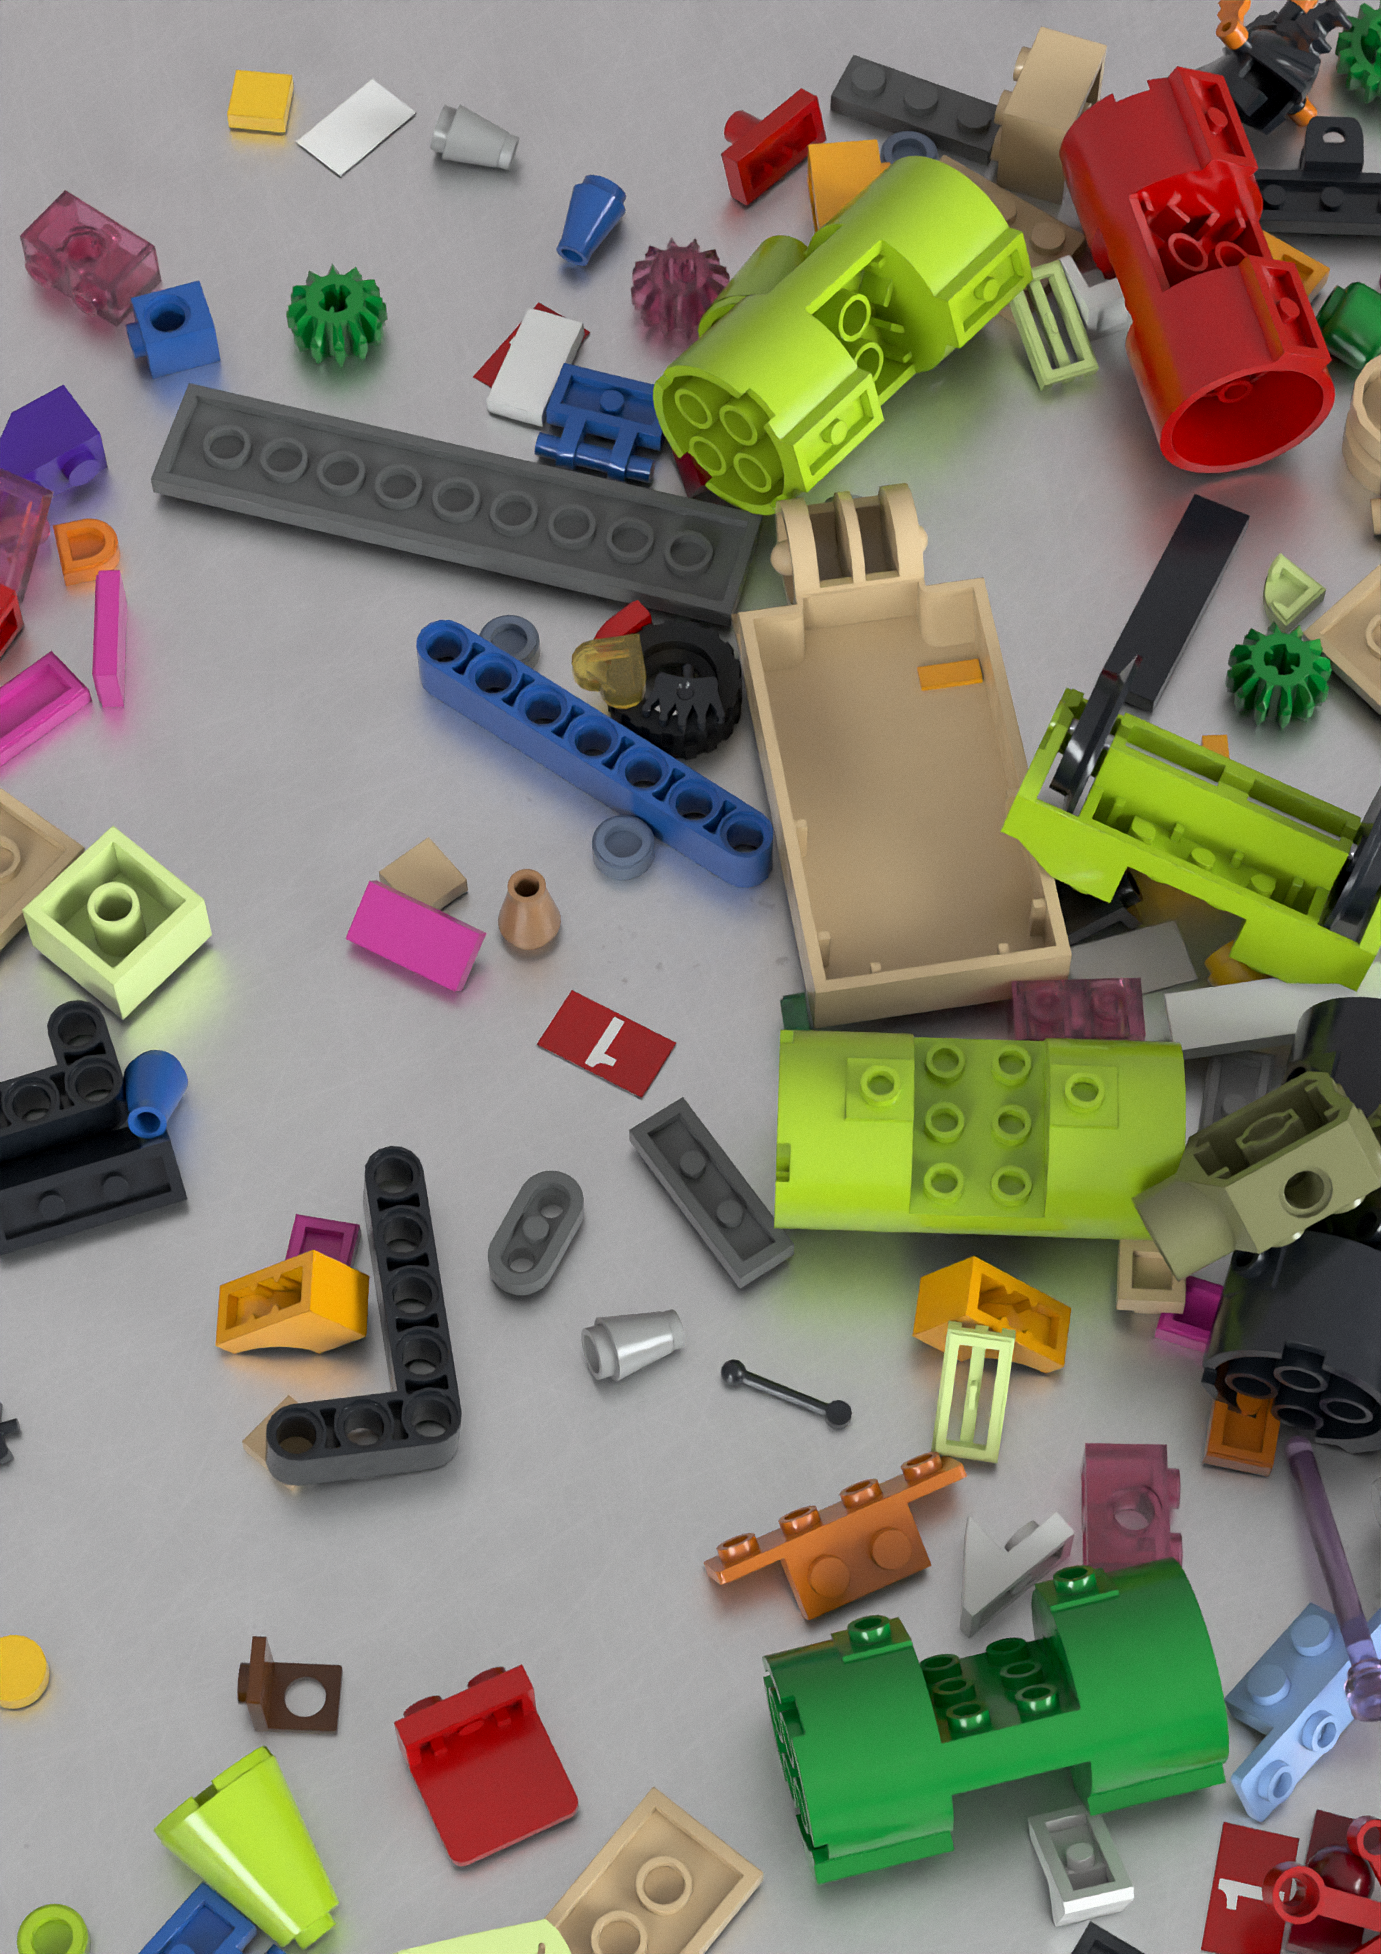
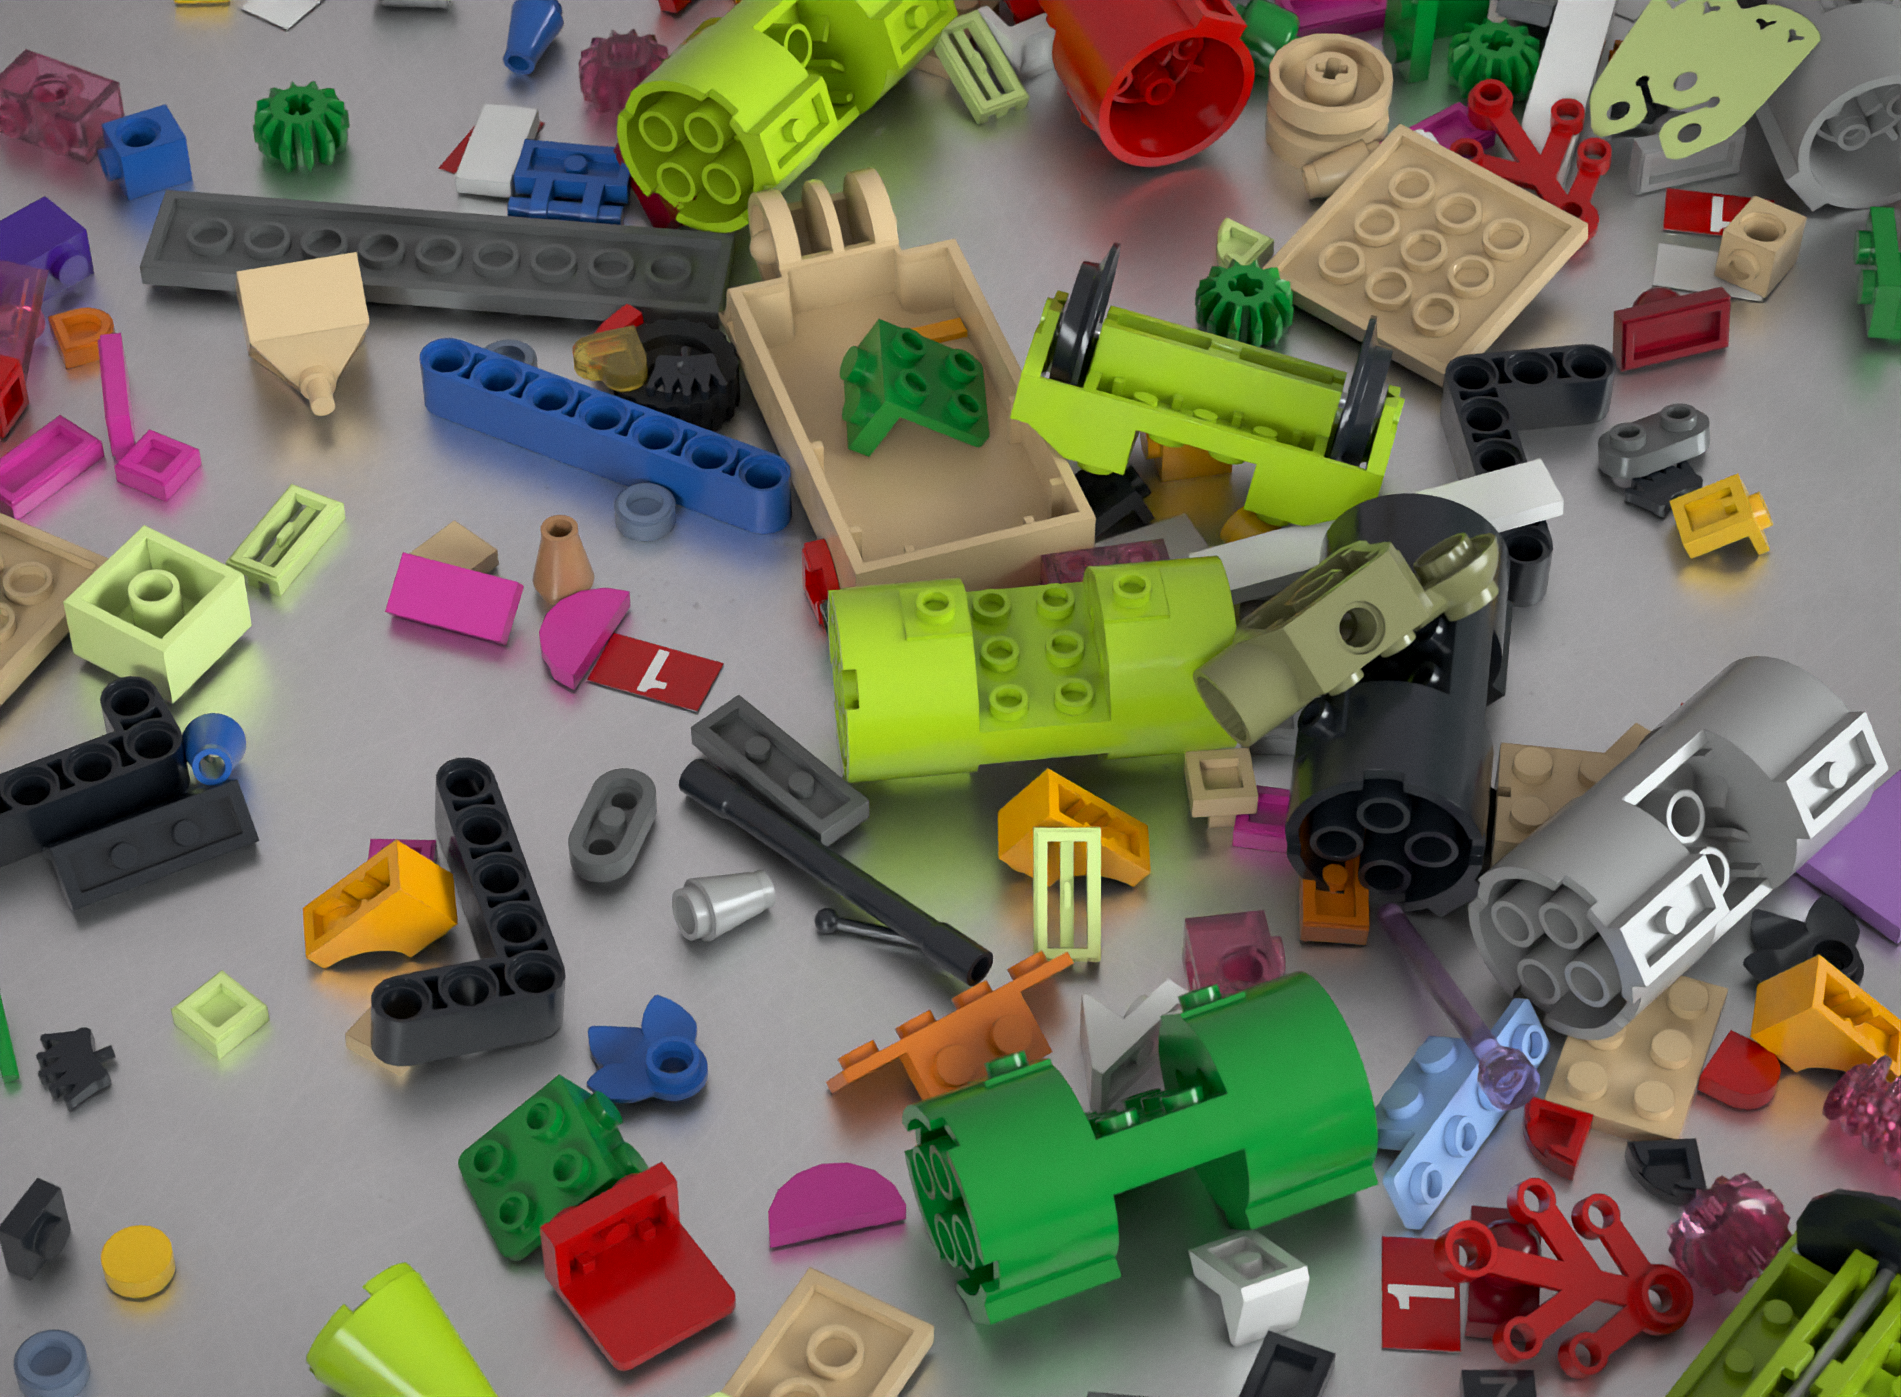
camera: 10 degrees left, 15 degrees down
(125, 1397) = (220, 1014): none -> yellowish green tile
(142, 723) = (158, 465): none -> dark pink tile
(229, 872) = (295, 542): none -> yellowish green tile
(265, 1686) = (407, 1238): reddish brown bracket -> none
(305, 583) = (305, 322): none -> tan piece
(421, 1629) = (543, 1159): none -> green bracket
(528, 1503) = (639, 1060): none -> blue plate
(535, 987) = (578, 631): none -> dark pink tile
(687, 1704) = (832, 1201): none -> dark pink tile
(786, 961) = (818, 574): none -> red tile
(836, 1421) = (936, 939): none -> black piece
(915, 753) = (915, 379): none -> green bracket
(1177, 597) = (1147, 243): black tile -> none

